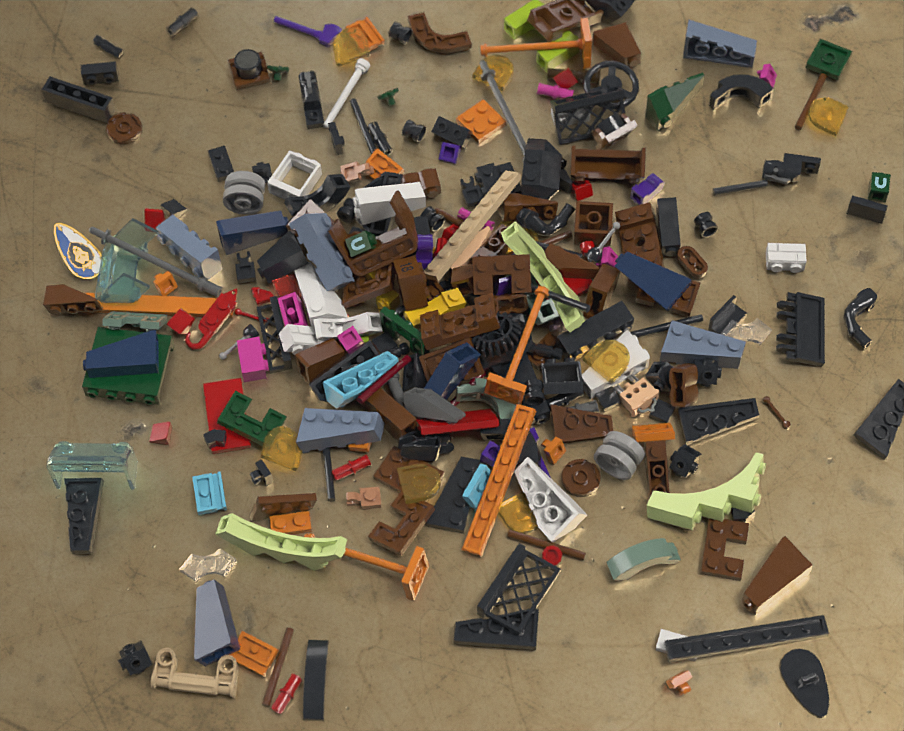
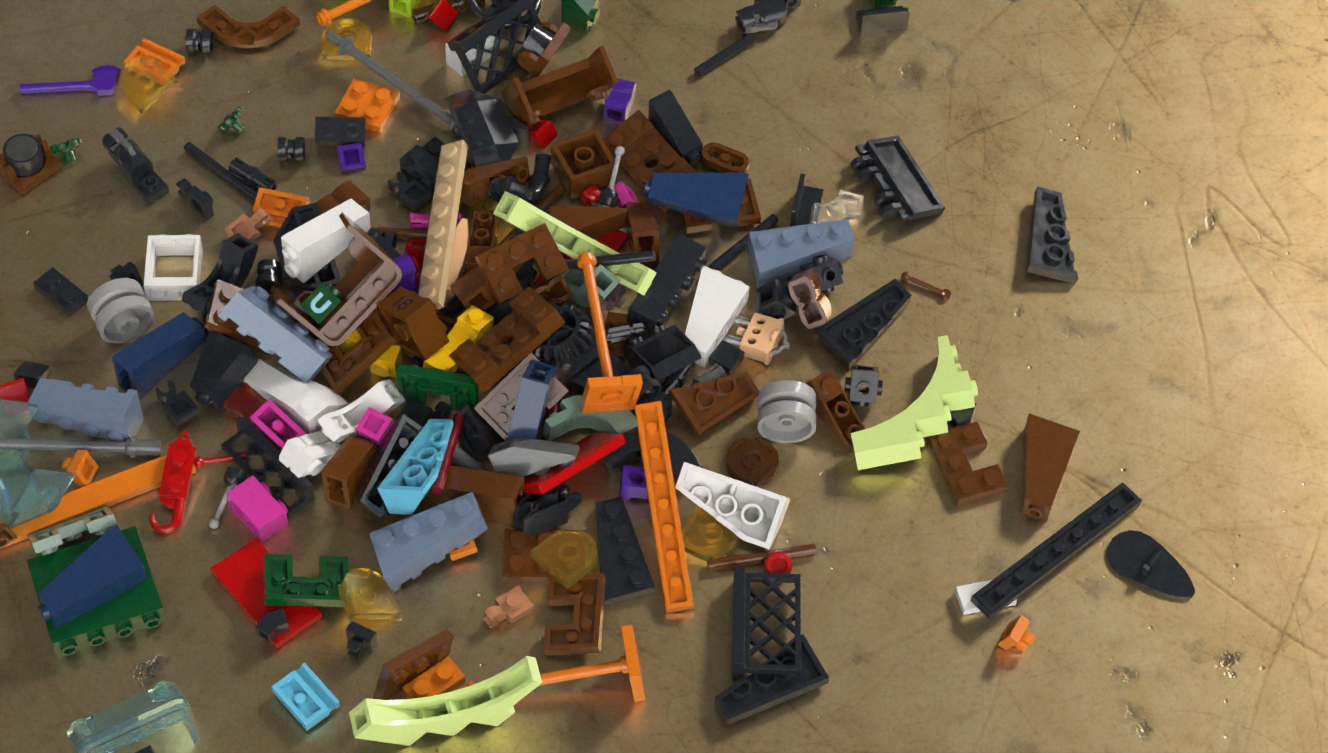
camera: 35 degrees left, 5 degrees down
(161, 433) = (192, 654): slope -> none
(181, 321) = (133, 505): red slope -> none
(261, 296) = (219, 428): red tile -> none
(328, 474) = (444, 602): black bar -> none
(351, 467) = (468, 579): red axle -> none
(360, 68) = (174, 101): white piece -> none
(476, 486) = (642, 532): medium azure plate -> none
(503, 285) = (528, 276): dark purple slope -> none
(553, 449) = (701, 443): orange tile -> none
(554, 91) = (436, 34): dark pink pin -> none
(608, 359) = (705, 308): clear yellow tile -> none
(641, 556) = (884, 516): sand green arch -> none
(653, 432) = (807, 367): orange plate -> none
(662, 412) = (800, 343): black tile -> none
(706, 225) = (713, 110): black wheel -> none
(785, 257) = (827, 109): white brick -> none
(863, 302) = (943, 123): black piece -> none

